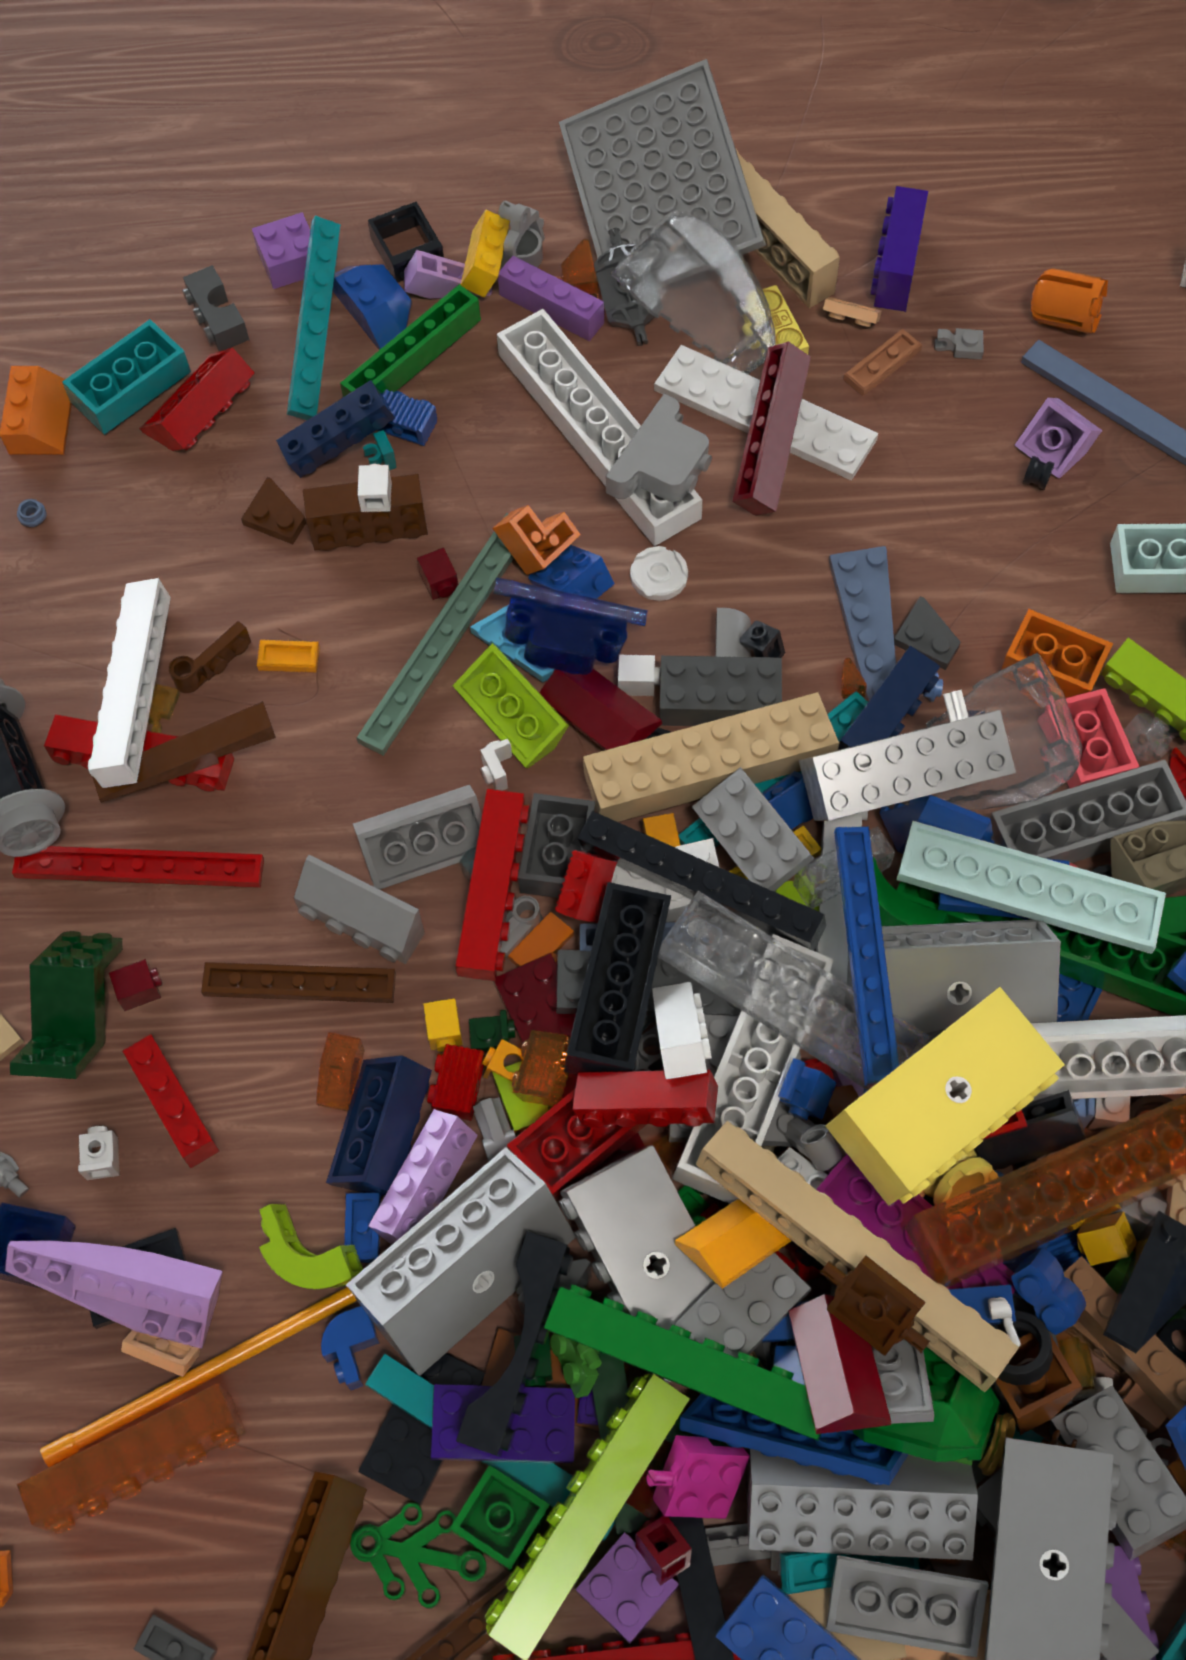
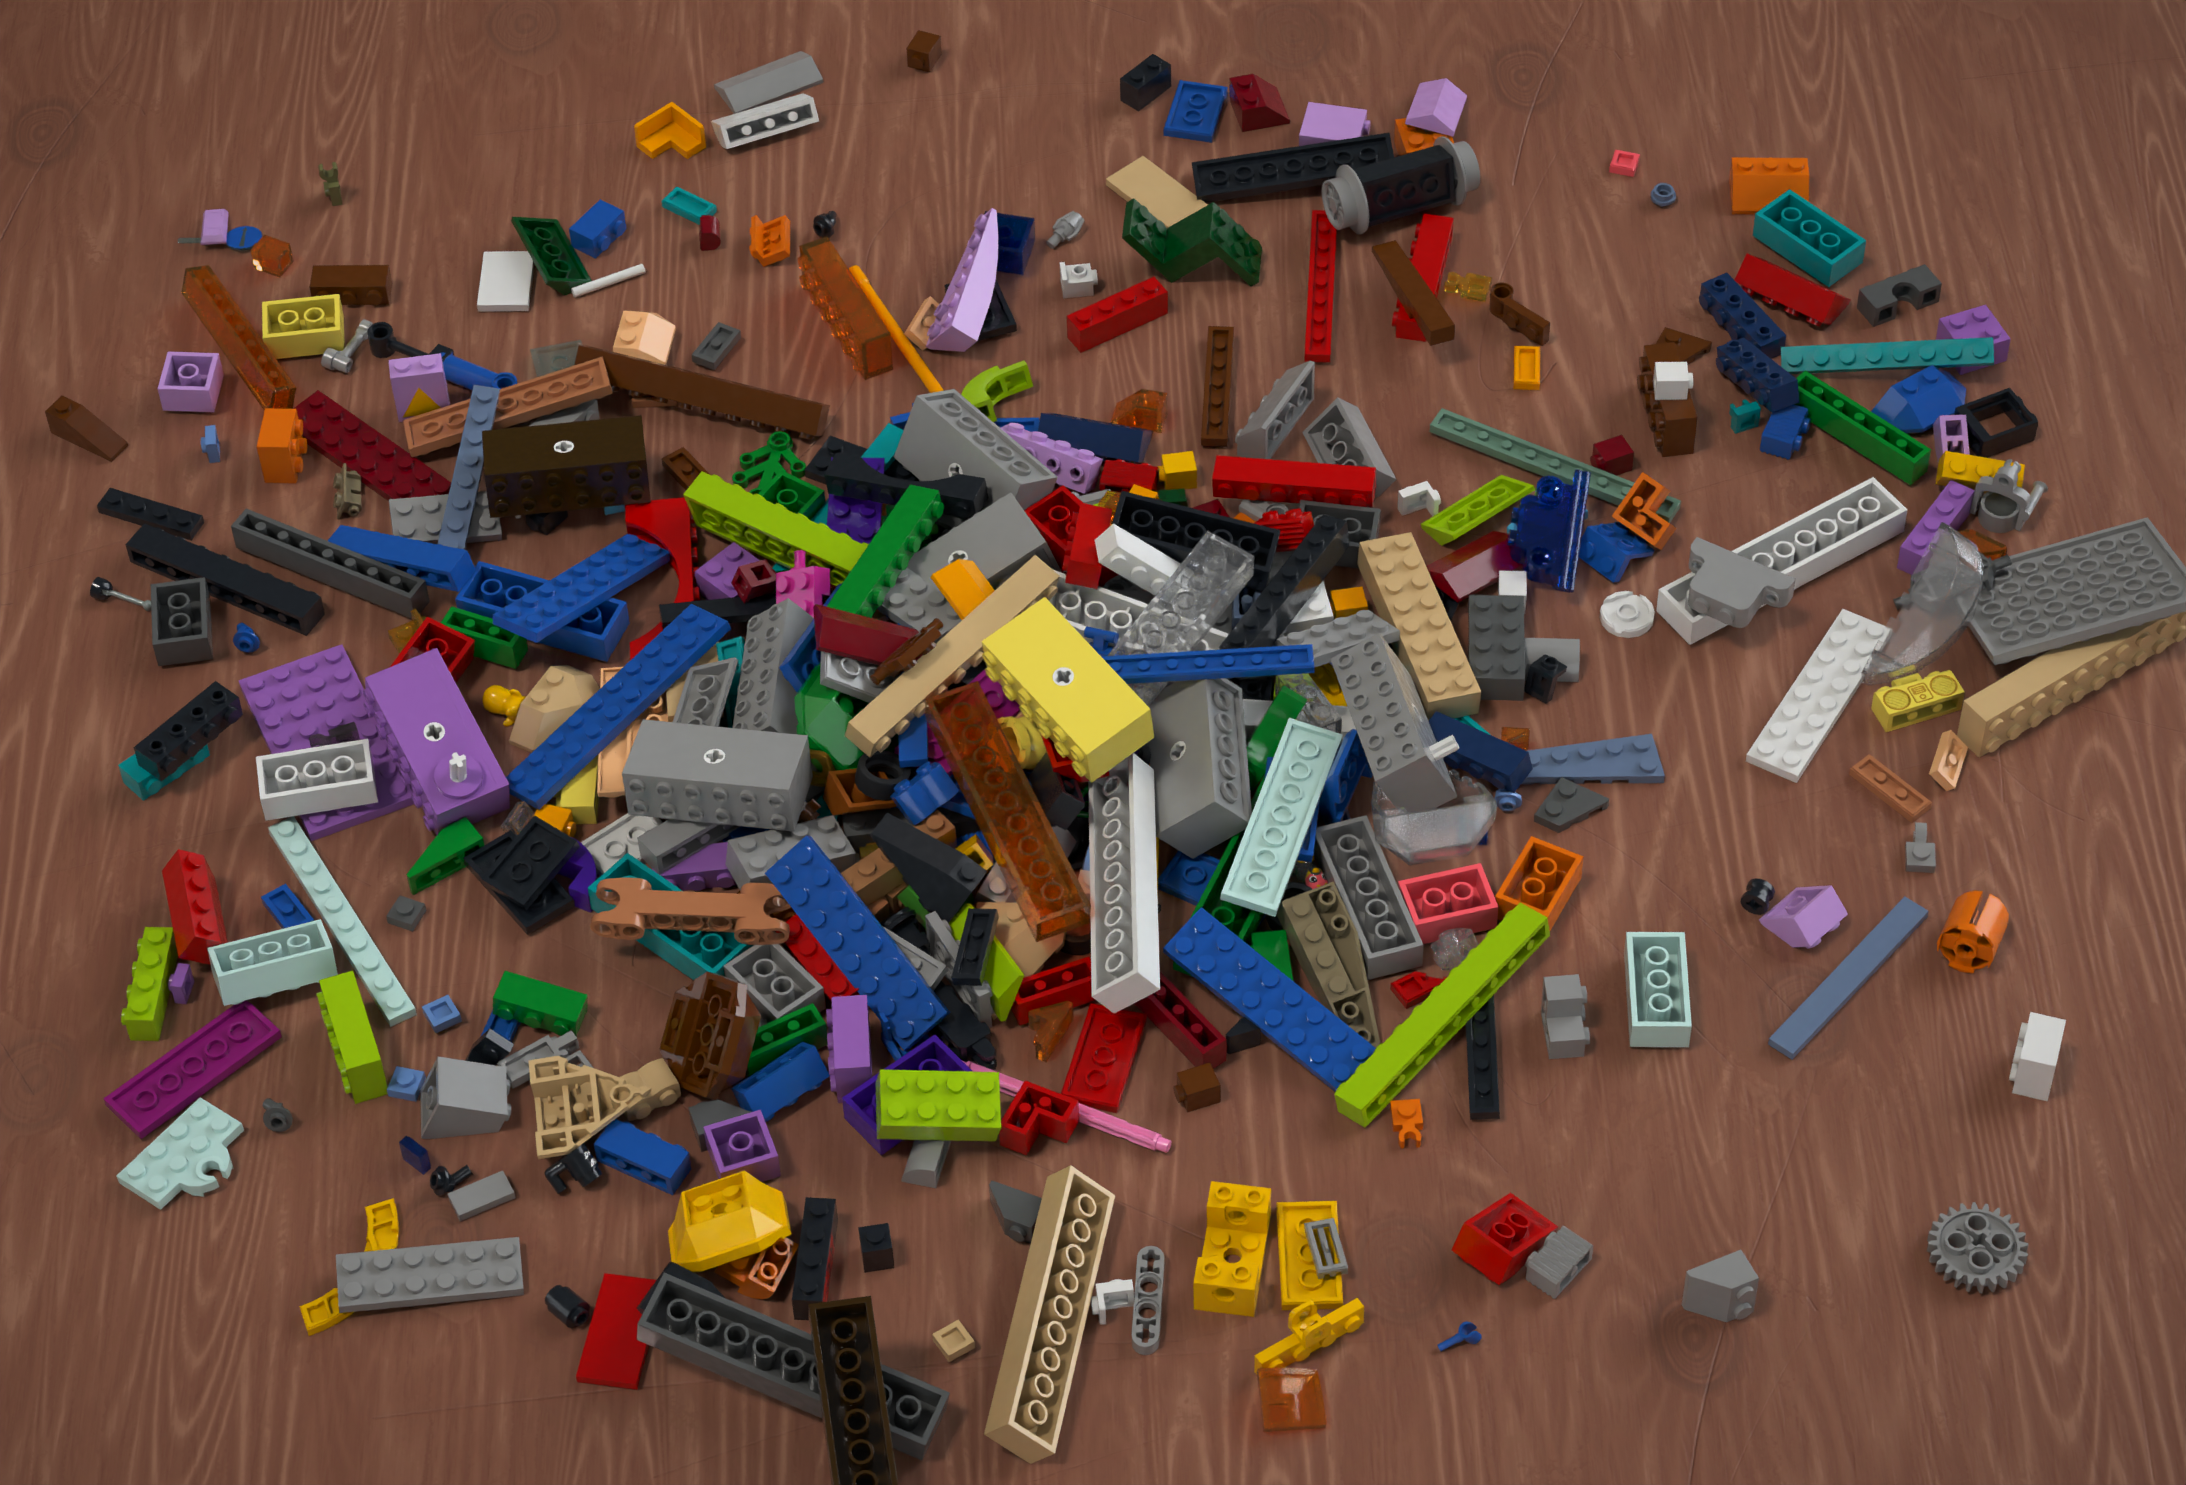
camera: 90 degrees right, 15 degrees down
(129, 684) = (1483, 255): white brick -> none
(136, 984) = (1215, 289): dark red brick -> none
(234, 446) = (1741, 315): none -> dark blue brick
(771, 429) = (1780, 677): brick -> none
(898, 248) = (2024, 792): dark purple brick -> none
(1000, 1309) = (907, 749): white hand -> none

